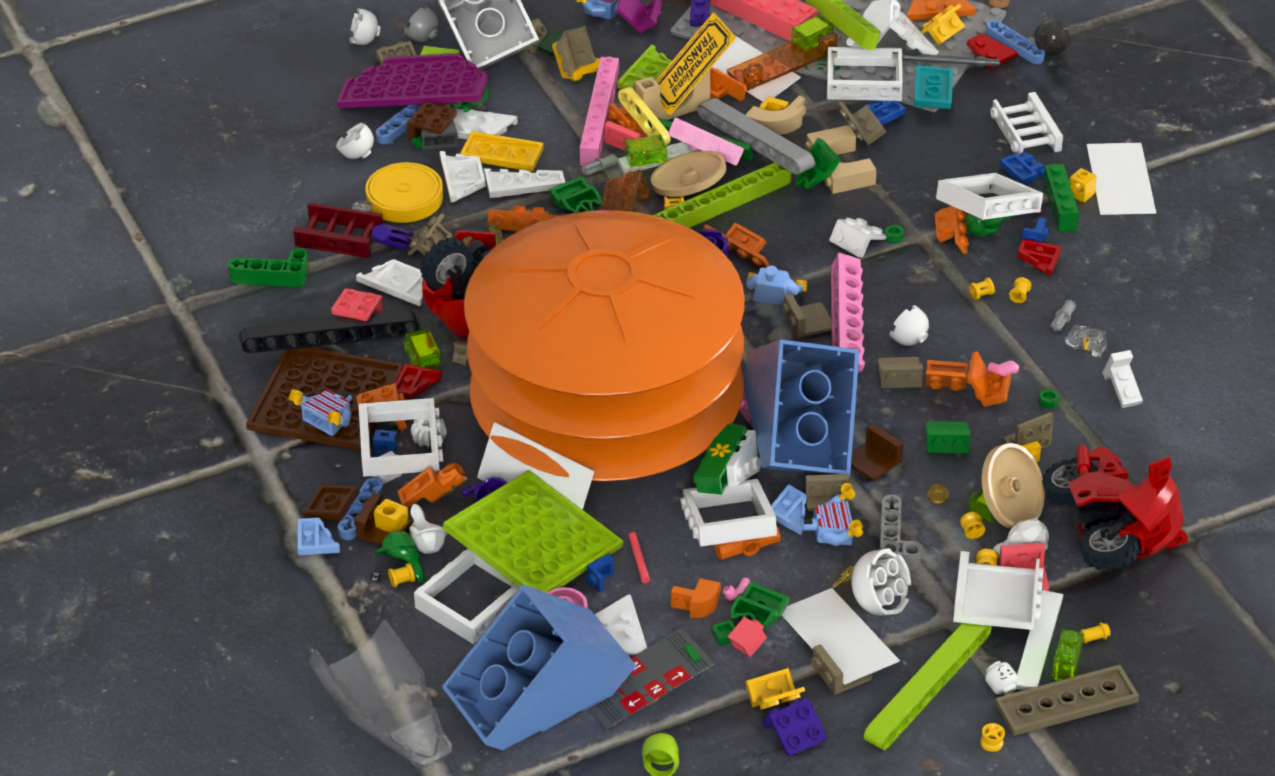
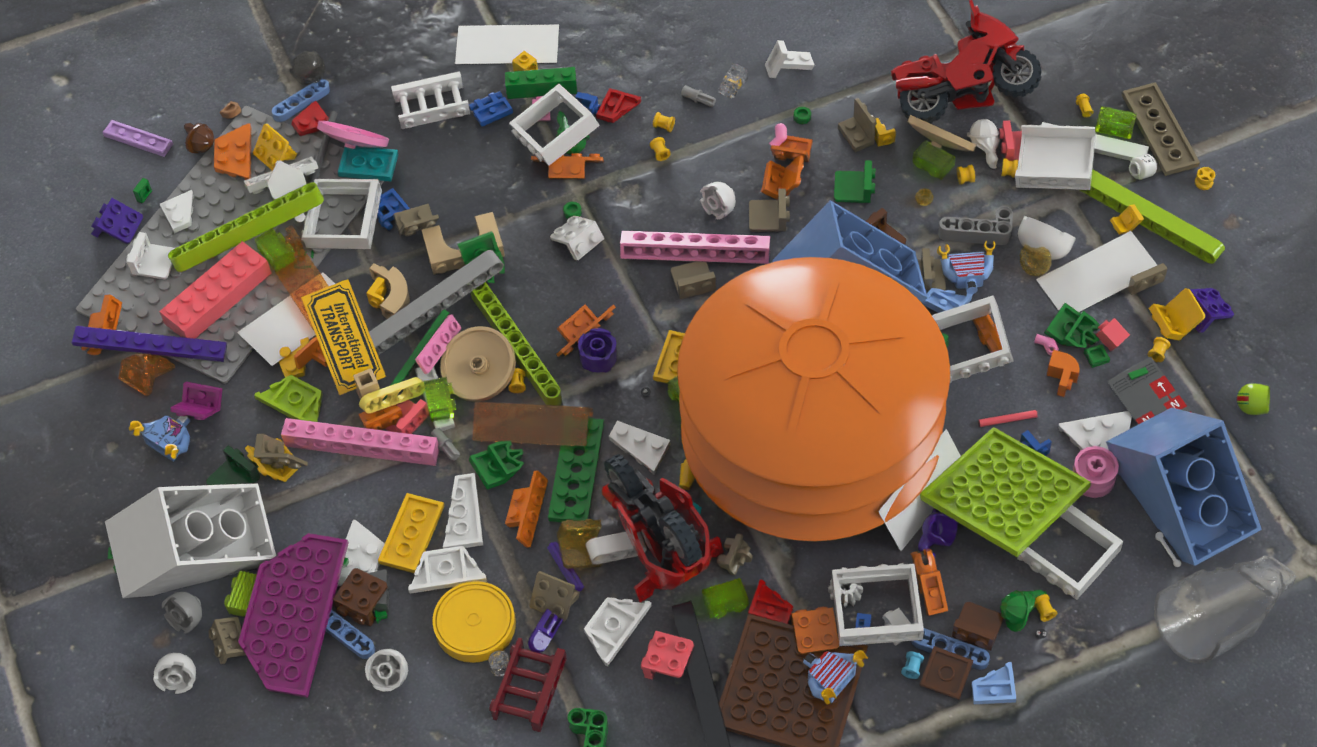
camera: 85 degrees left, 15 degrees up
(341, 478) = (912, 665): none -> medium azure bush
(391, 516) = (978, 607): yellow brick -> none
(425, 535) = (992, 584): white piece -> none
(732, 680) = (1160, 346): none -> yellow bush
(773, 284) = (653, 304): light blue torso -> none
(913, 656) = (1127, 220): none -> yellow bracket
(959, 64) = (352, 136): none -> bright pink dish

